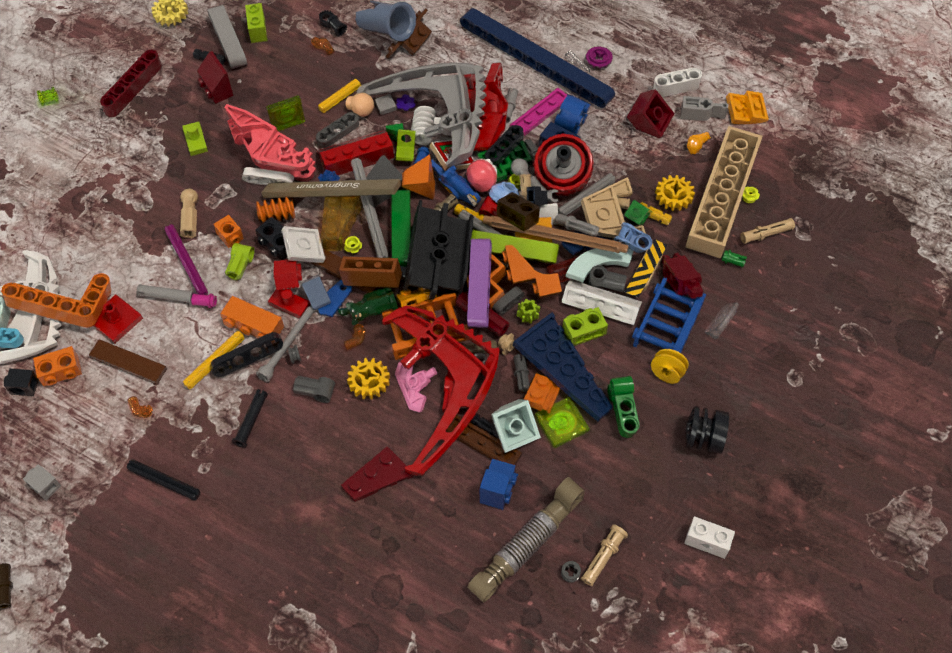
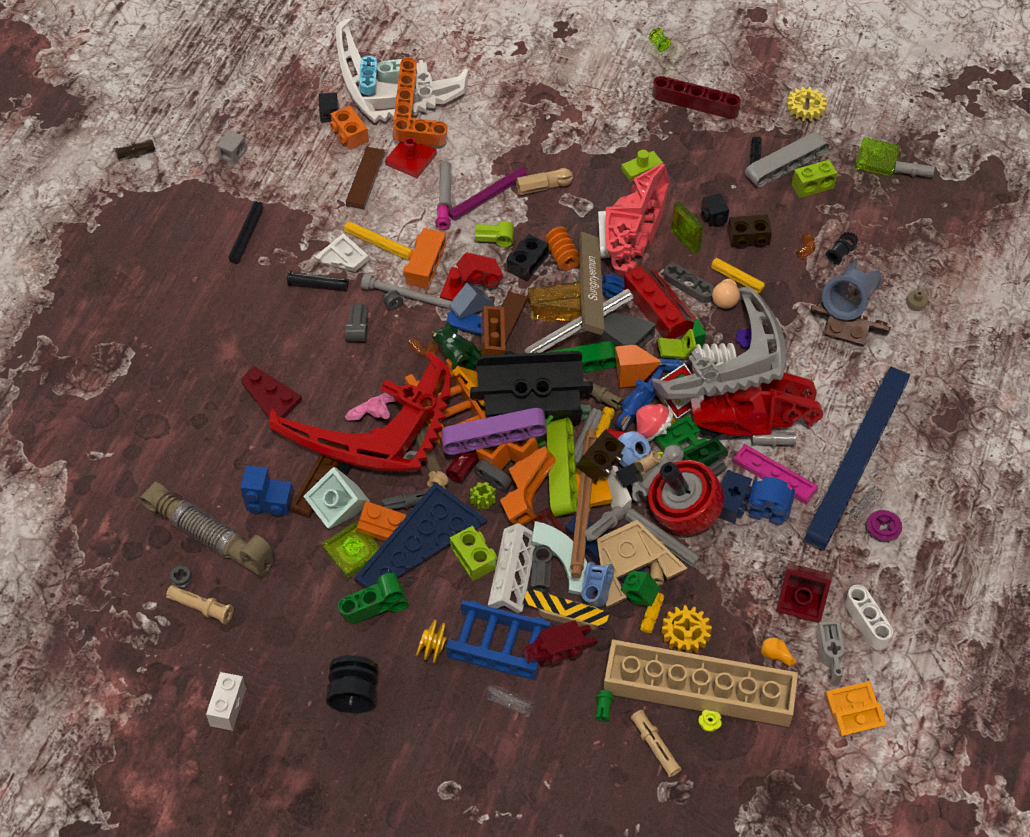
camera: 80 degrees right, 5 degrees down
(137, 410) = (315, 196): clear orange arm -> none
(214, 79) = (719, 161): dark red slope -> none
(224, 227) = (527, 216): orange brick -> none
(224, 390) = (343, 254): none -> white wing
(245, 352) = (397, 273): black beam -> none
(266, 94) = (714, 210): none -> black brick
(297, 76) = (749, 231): none -> dark brown brick
(303, 244) = (518, 275): white tile -> none
(352, 240) = (537, 320): neon yellow plate -> none
(371, 381) = (374, 365): yellow gear -> none
(385, 104) = (738, 319): light grey tile -> none
(505, 138) = (694, 428): black beam -> none

